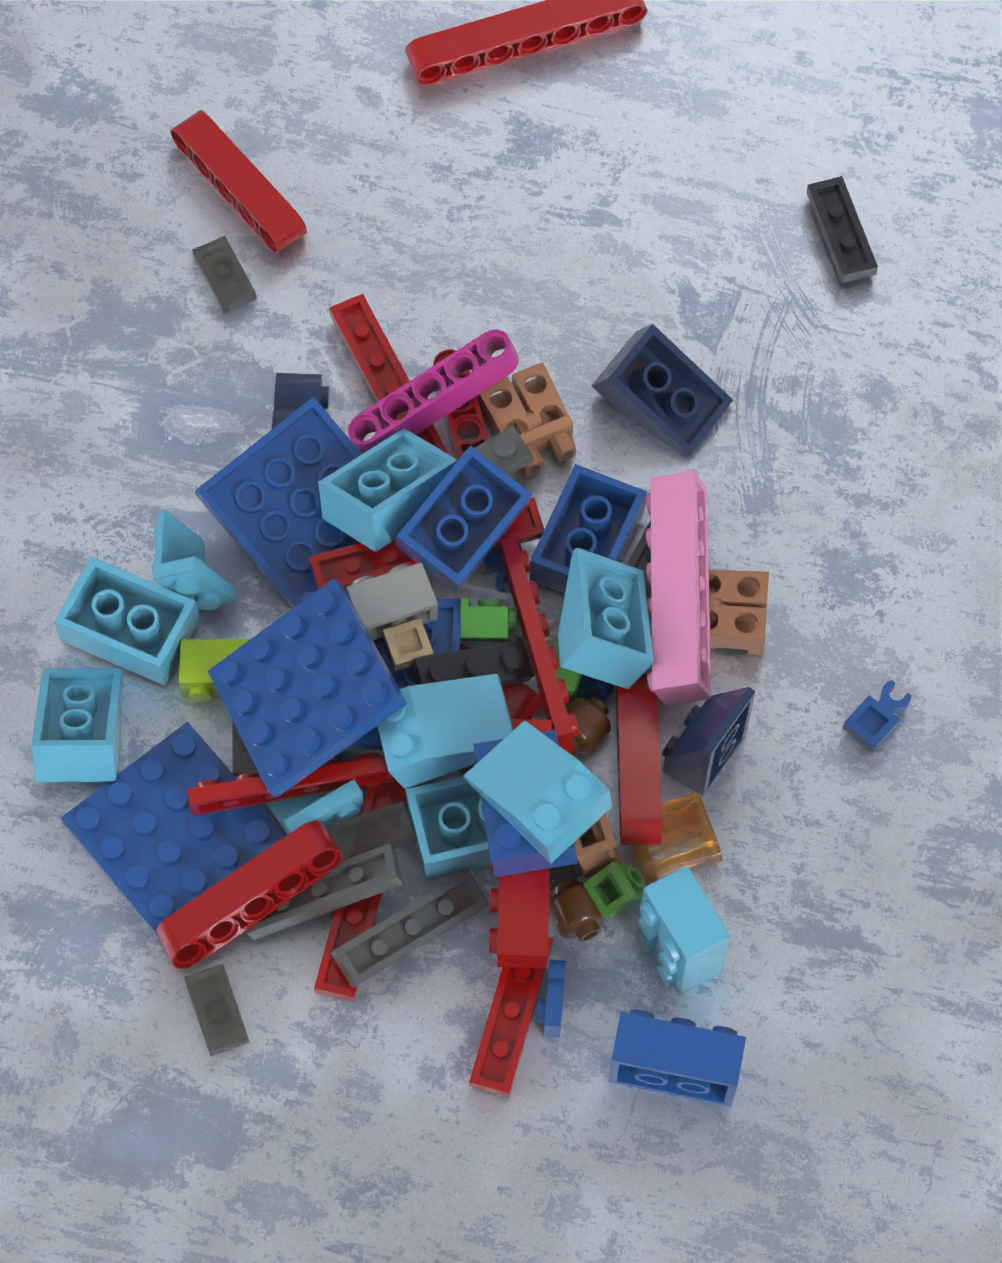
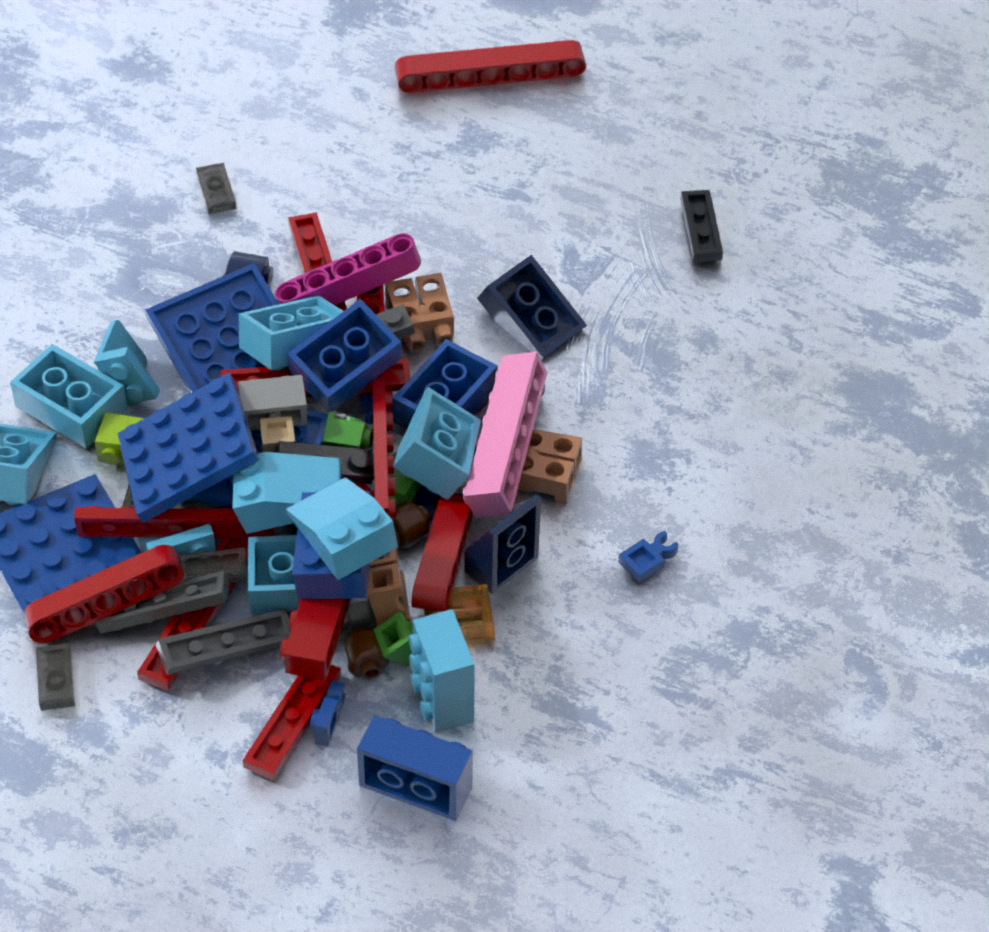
camera: 10 degrees right, 15 degrees down
(238, 181) = (244, 130): red beam -> none

